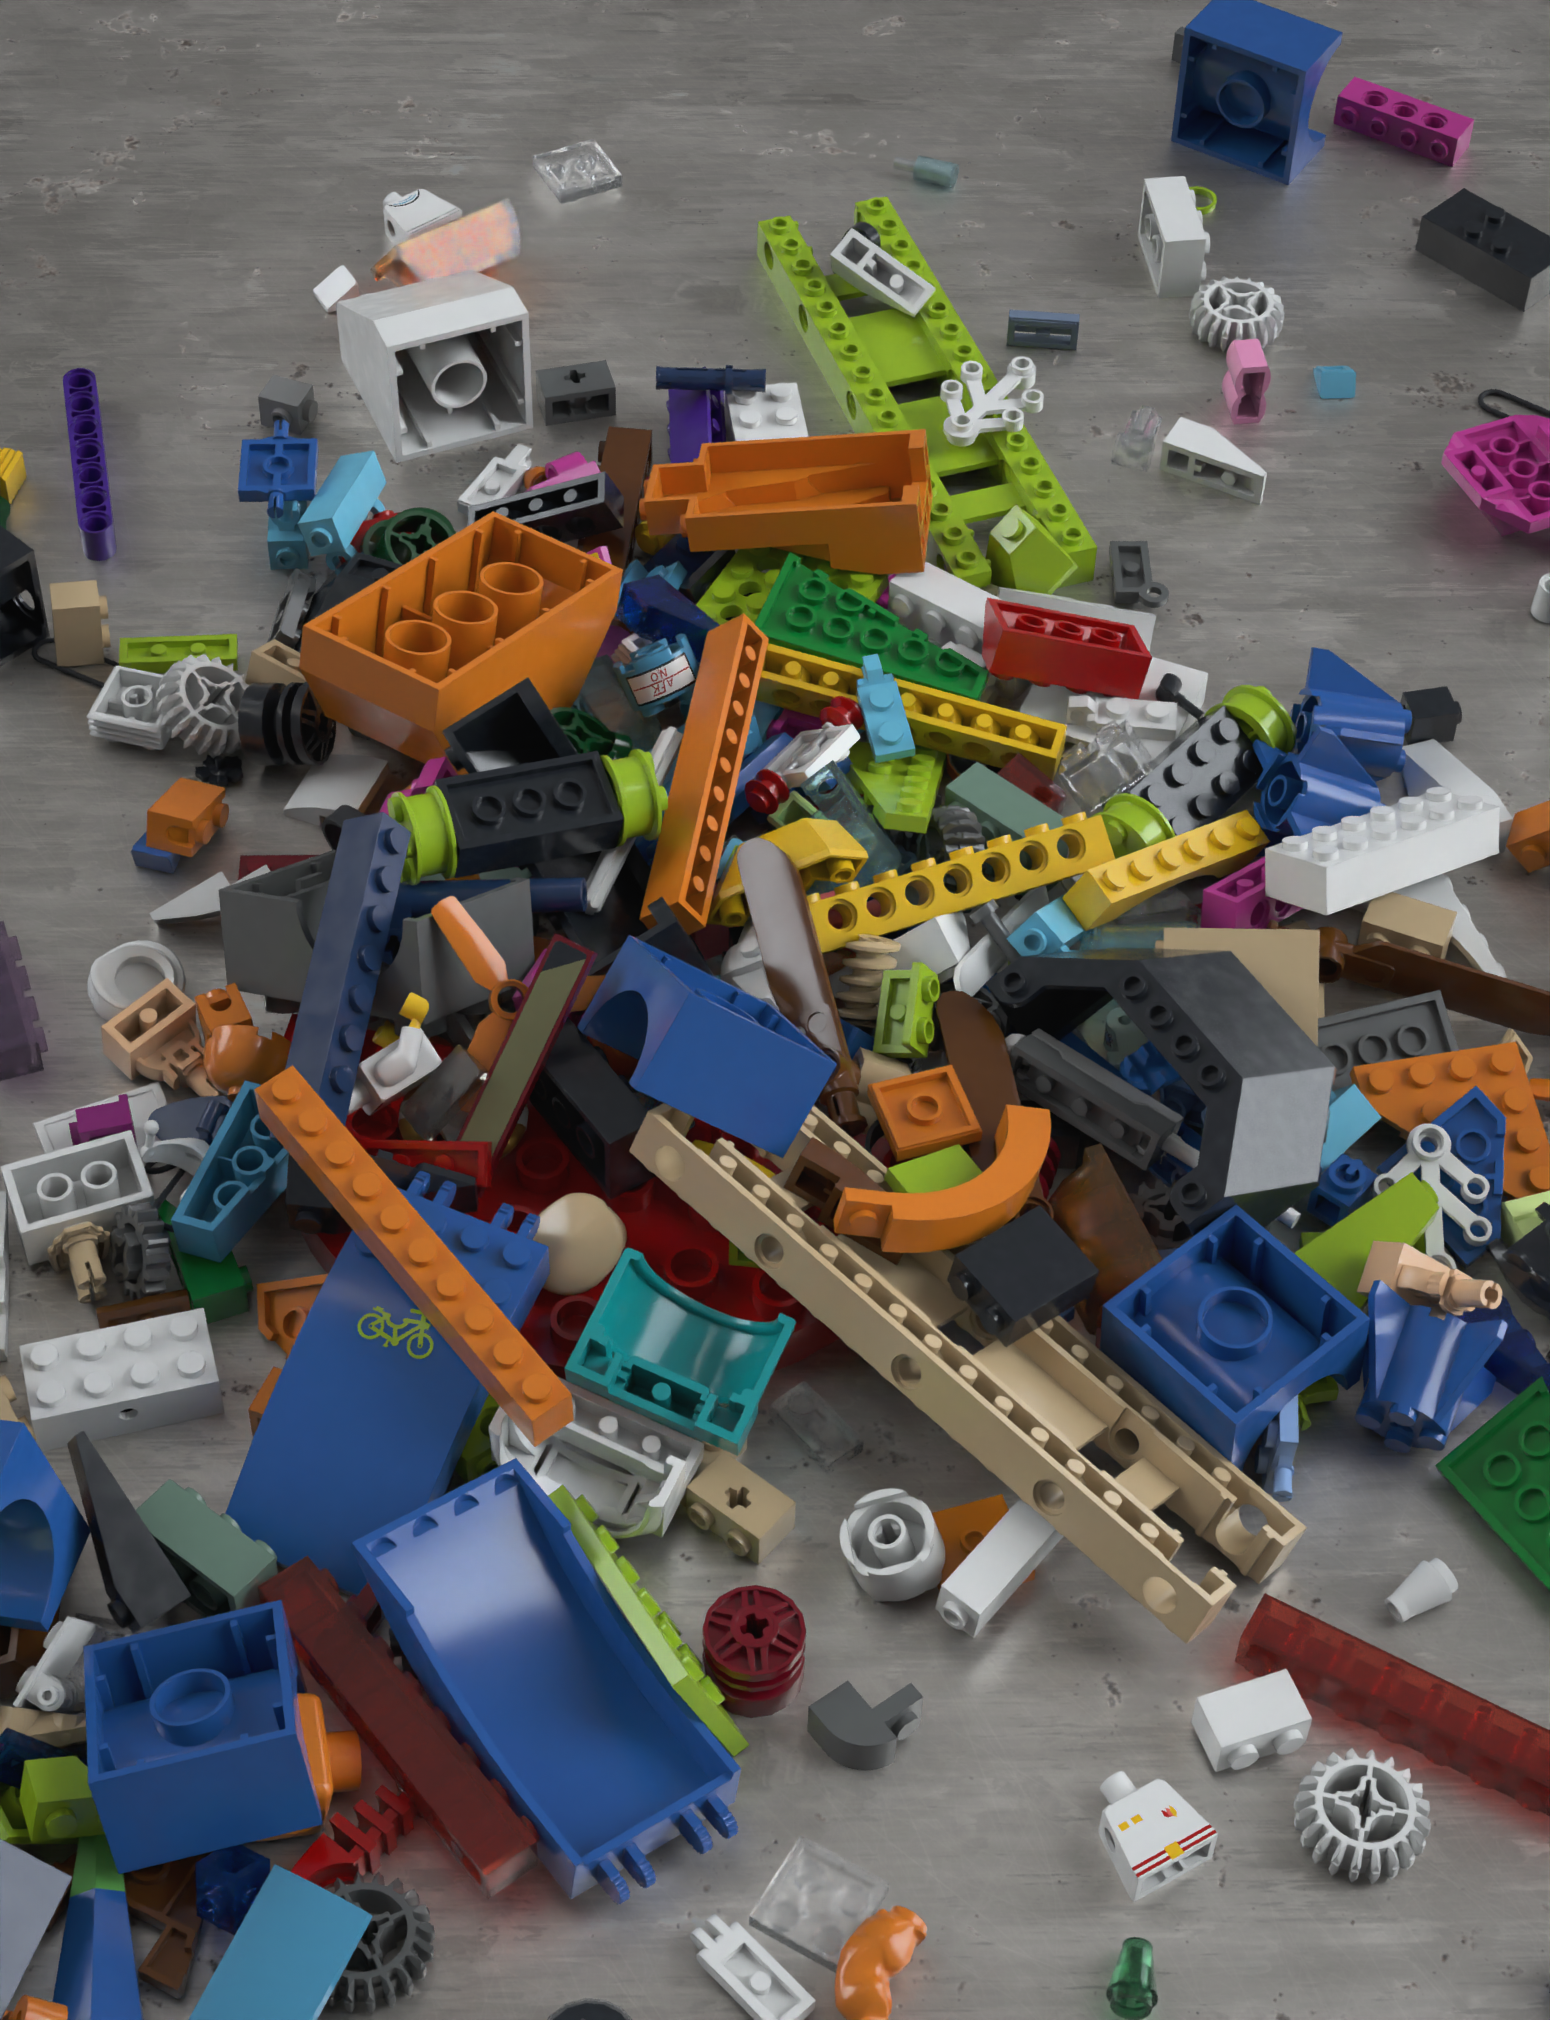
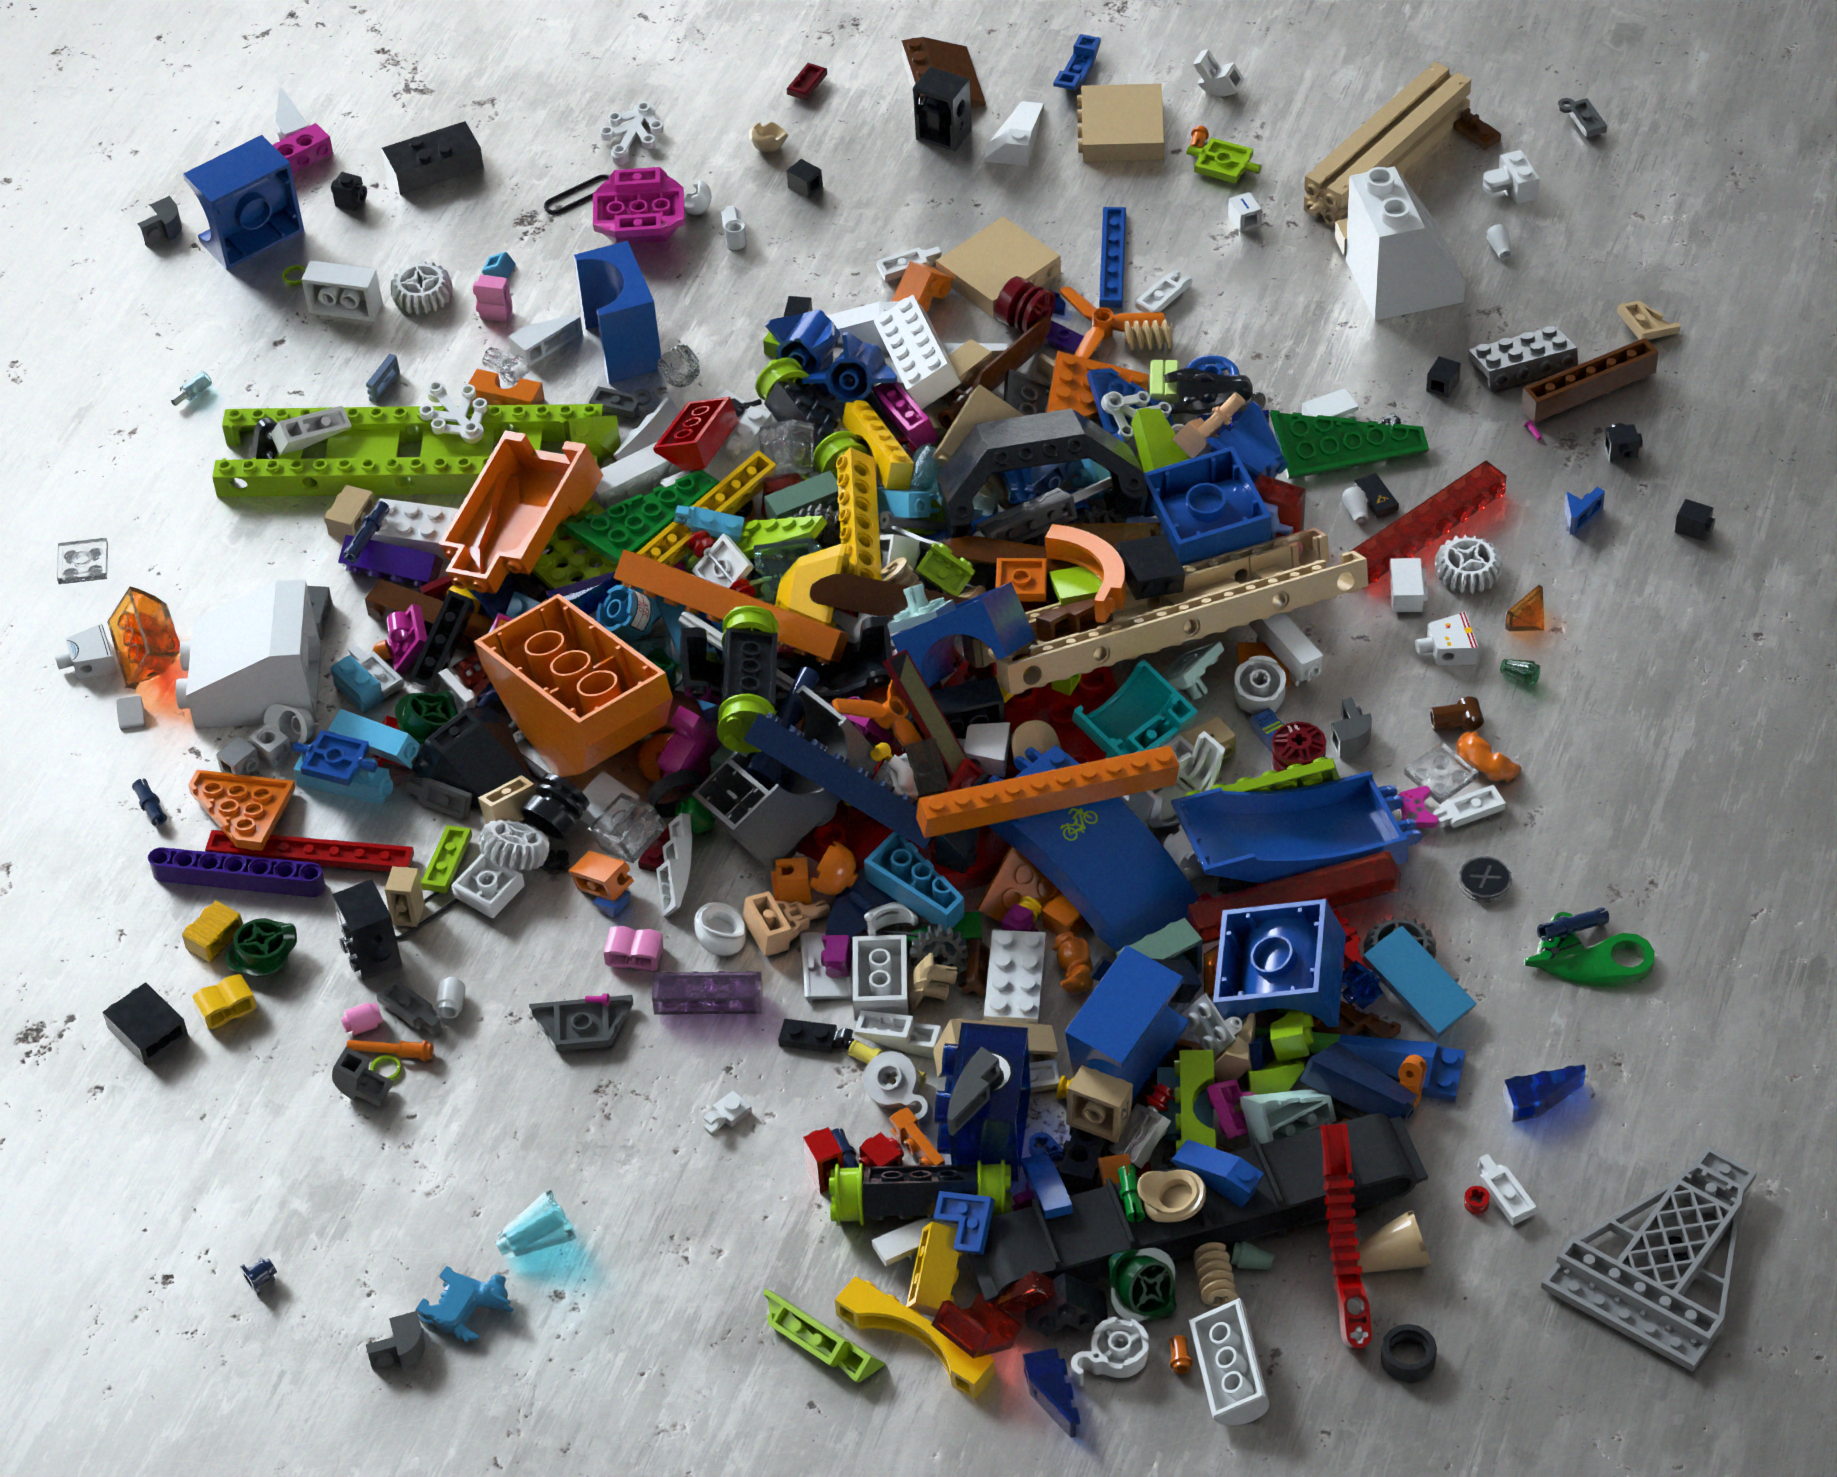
camera: 65 degrees left, 0 degrees up
(69, 897) = (633, 948): none -> bright pink brick
(151, 523) = (320, 851): none -> red plate
(187, 351) = (149, 802): none -> dark blue pin
(188, 1459) = (1075, 960): none -> orange animal
(197, 430) = (242, 804): none -> orange plate
(244, 1351) = (1018, 919): none -> magenta brick
(275, 1349) = (1031, 904): none -> yellow bush
(276, 814) = (627, 828): none -> clear brick
(326, 422) = (271, 745): none -> white brick
(363, 434) = (292, 722): none -> white piece
(458, 469) = (357, 684): none -> medium azure brick
(548, 1168) = (988, 746): none -> white torso
(710, 1879) = (1415, 809): none -> dark pink piece
(722, 968) = (919, 609): none -> light aqua plate
(781, 365) = (348, 511): none -> tan brick
(821, 1595) = (1265, 725): none -> blue leg
(874, 1427) = (1189, 666): none -> light aqua plate
(977, 1904) = (1464, 713): none -> reddish brown piece
(1076, 451) = (523, 393): none -> orange arch
(1229, 612) = (679, 366): none -> clear hair
(1270, 514) = (621, 307): none -> blue piece
(1291, 1955) = (1527, 613): none -> clear orange slope
(1321, 1455) = (1287, 497): none -> clear red panel
(1374, 192) = (348, 191): none -> black brick
(1469, 1619) = (1377, 495): none -> black tile
(1479, 96) = (287, 117): none -> white slope

